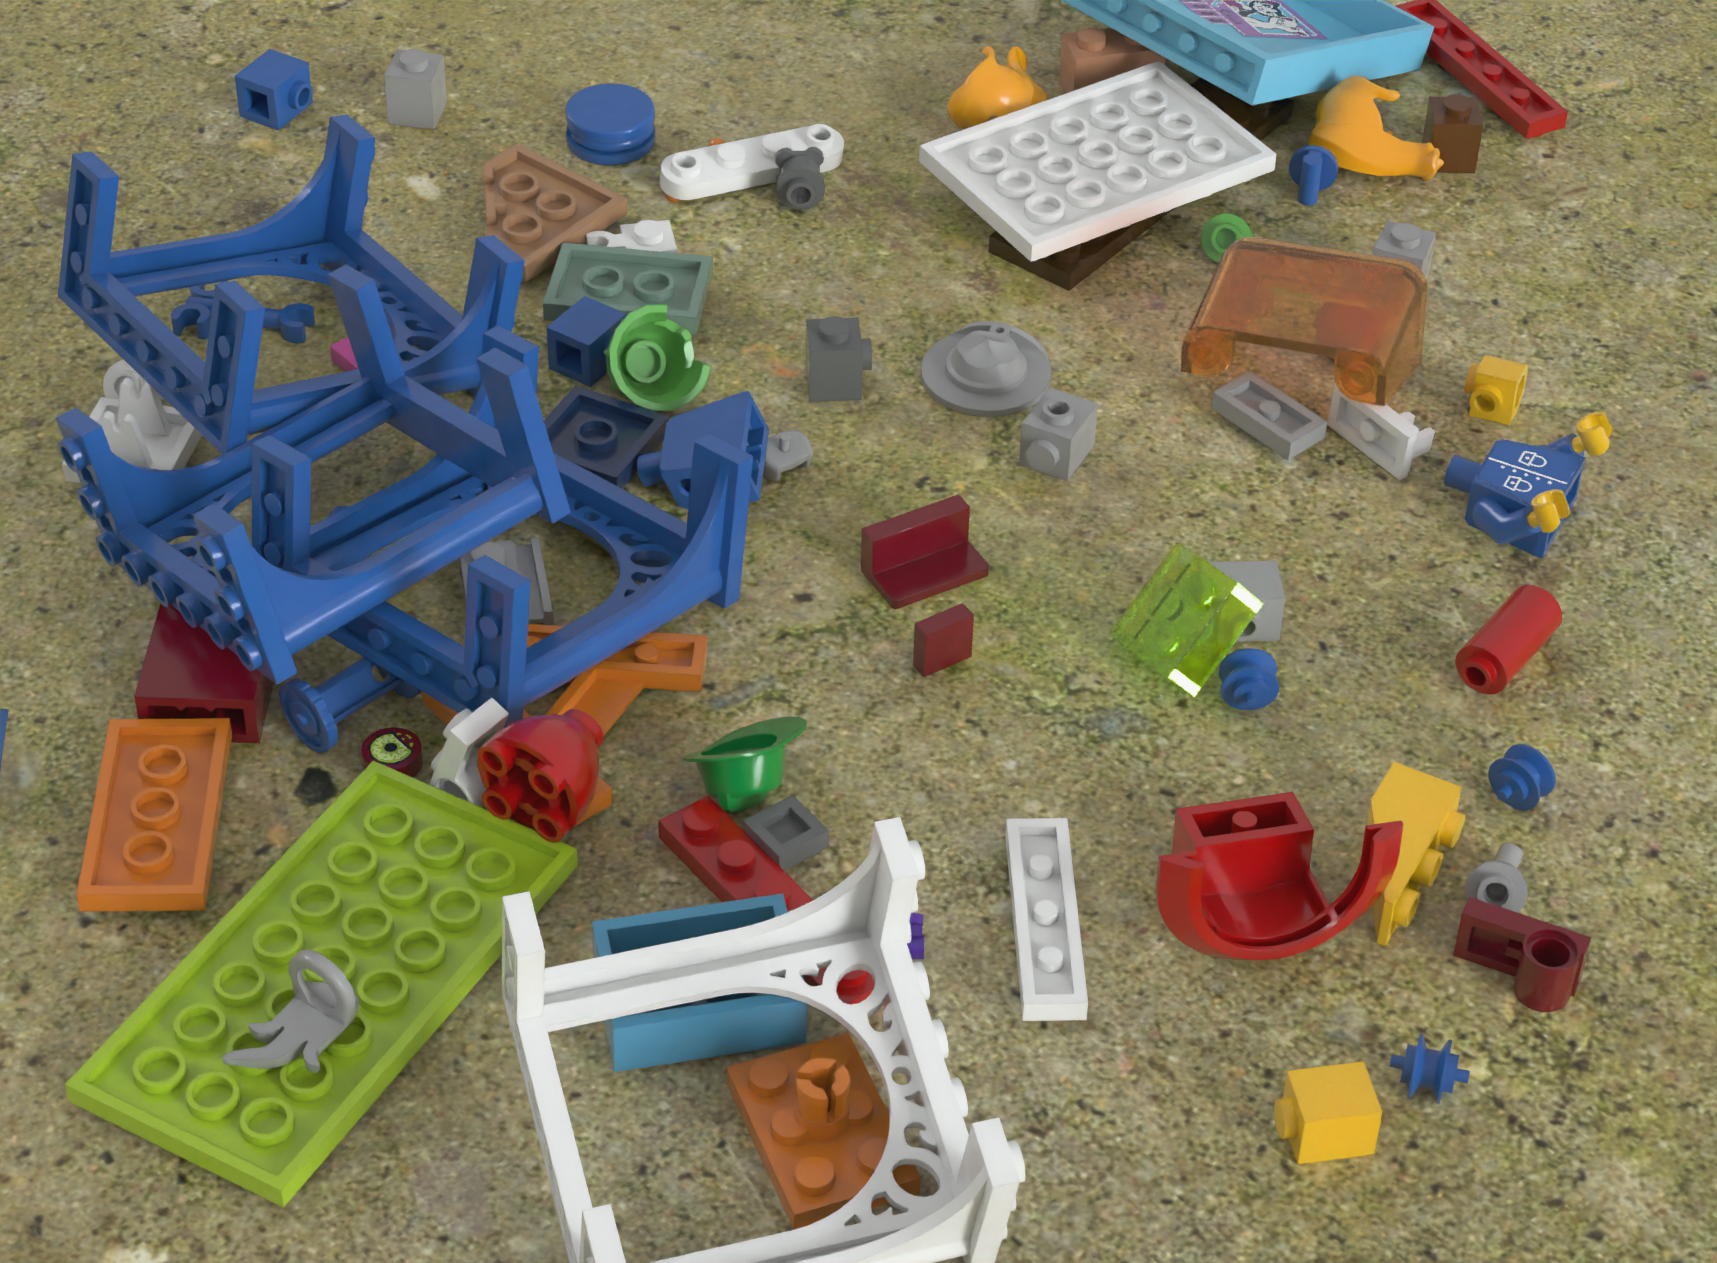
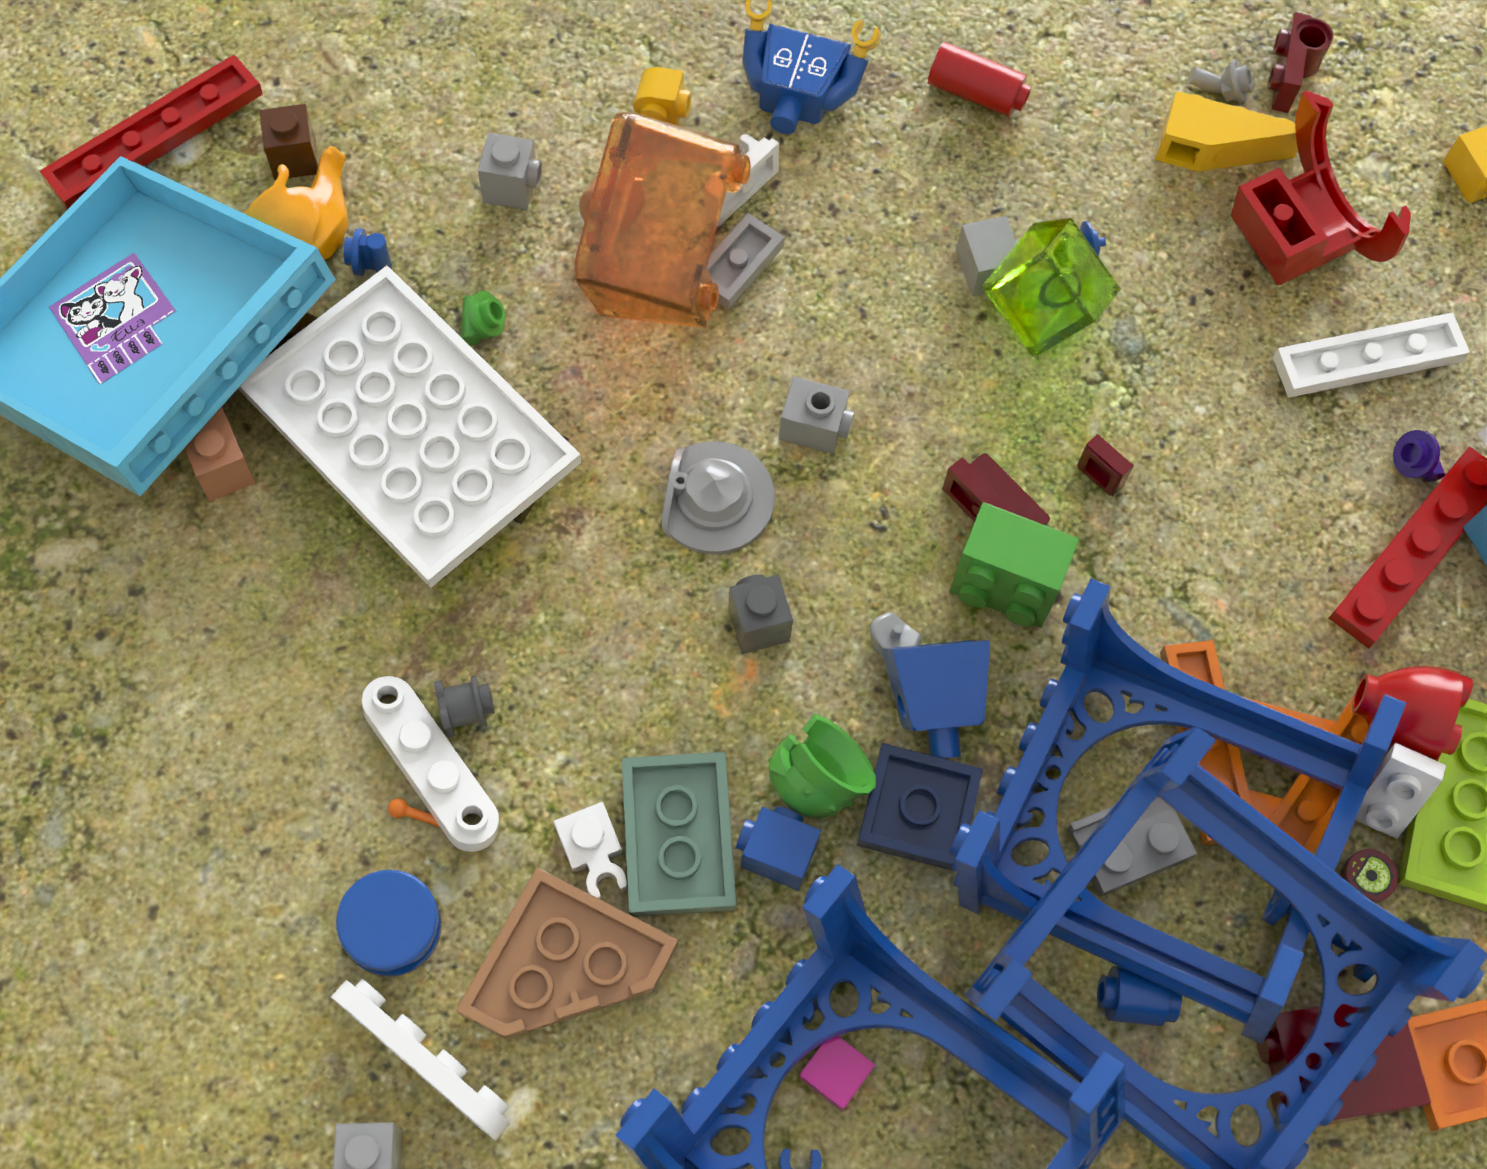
camera: 105 degrees left, 25 degrees up
(482, 125) = (441, 1072): none -> white plate
(747, 762) = (1297, 580): green piece -> none
(787, 832) = (1355, 545): dark grey plate -> none
(821, 516) = (1013, 566): none -> bright green brick
(994, 90) = (295, 523): light orange piece -> none
(1429, 1068) = (1421, 110): blue wheel -> none
(1521, 777) = (1124, 67): blue wheel -> none

